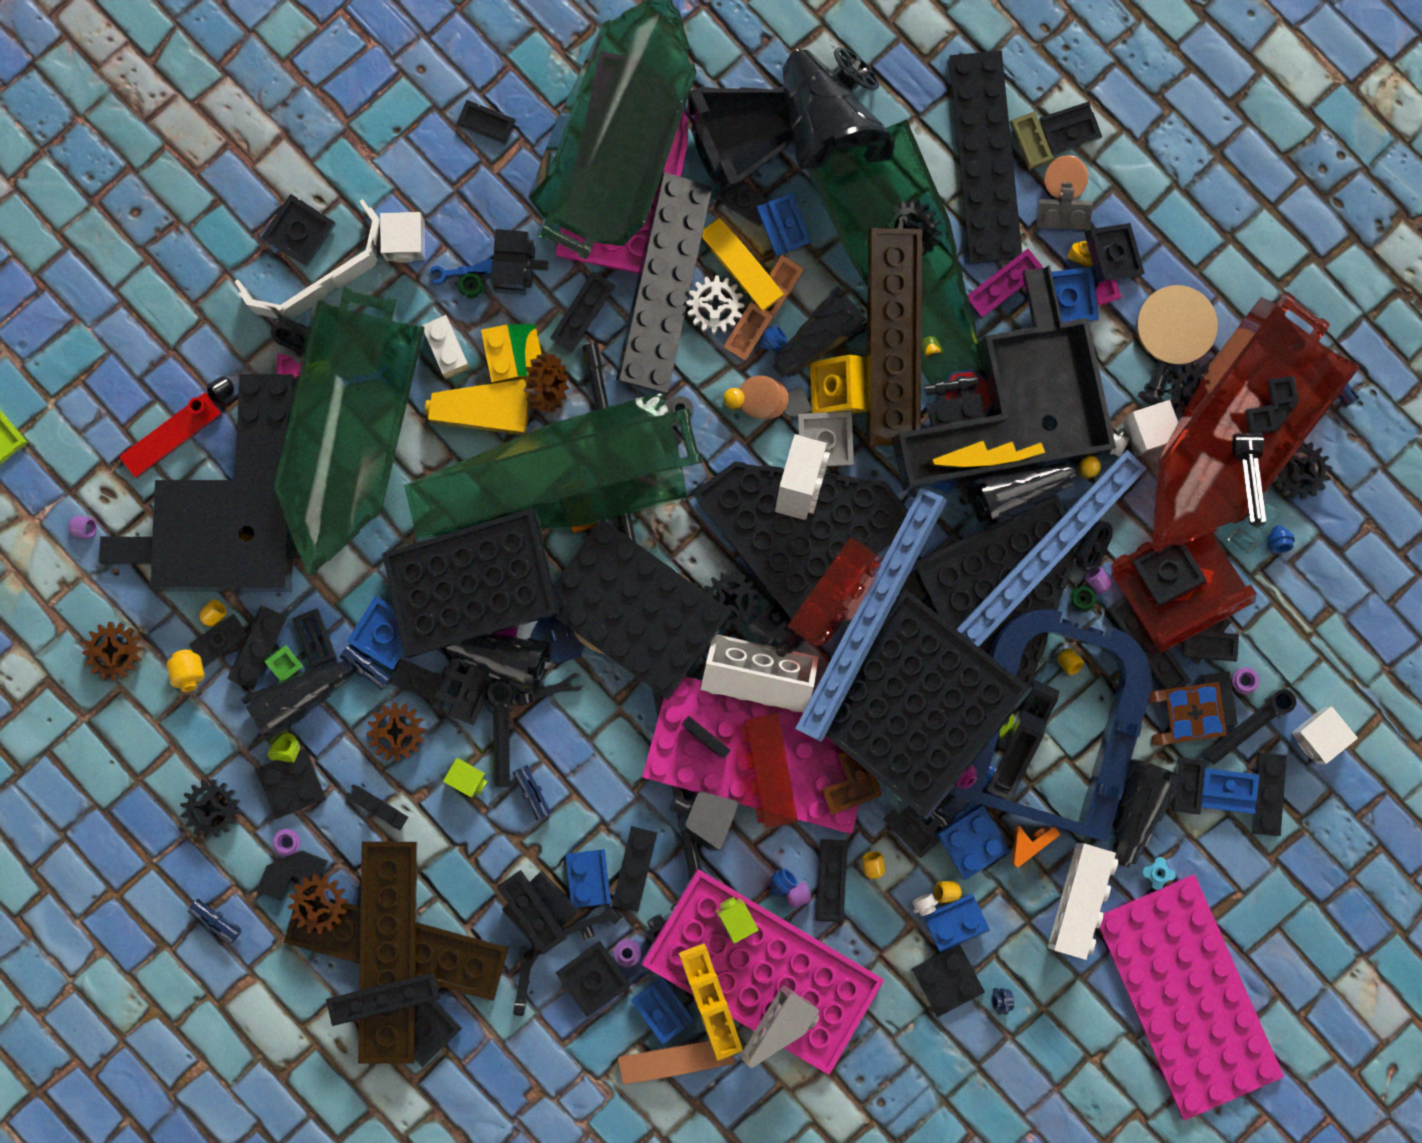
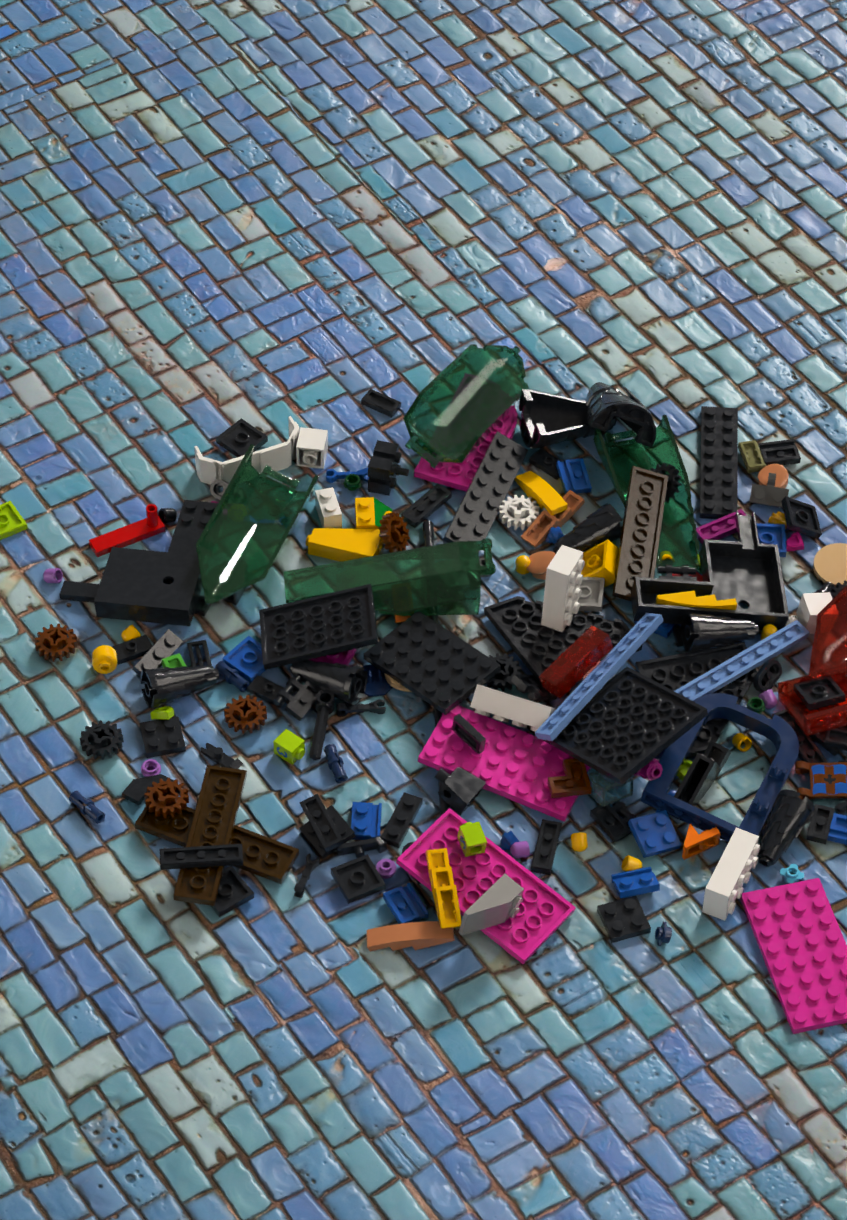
camera: 10 degrees right, 35 degrees down
(770, 771) = (511, 761): clear red brick -> none
(925, 904) = (613, 867): white plate -> none

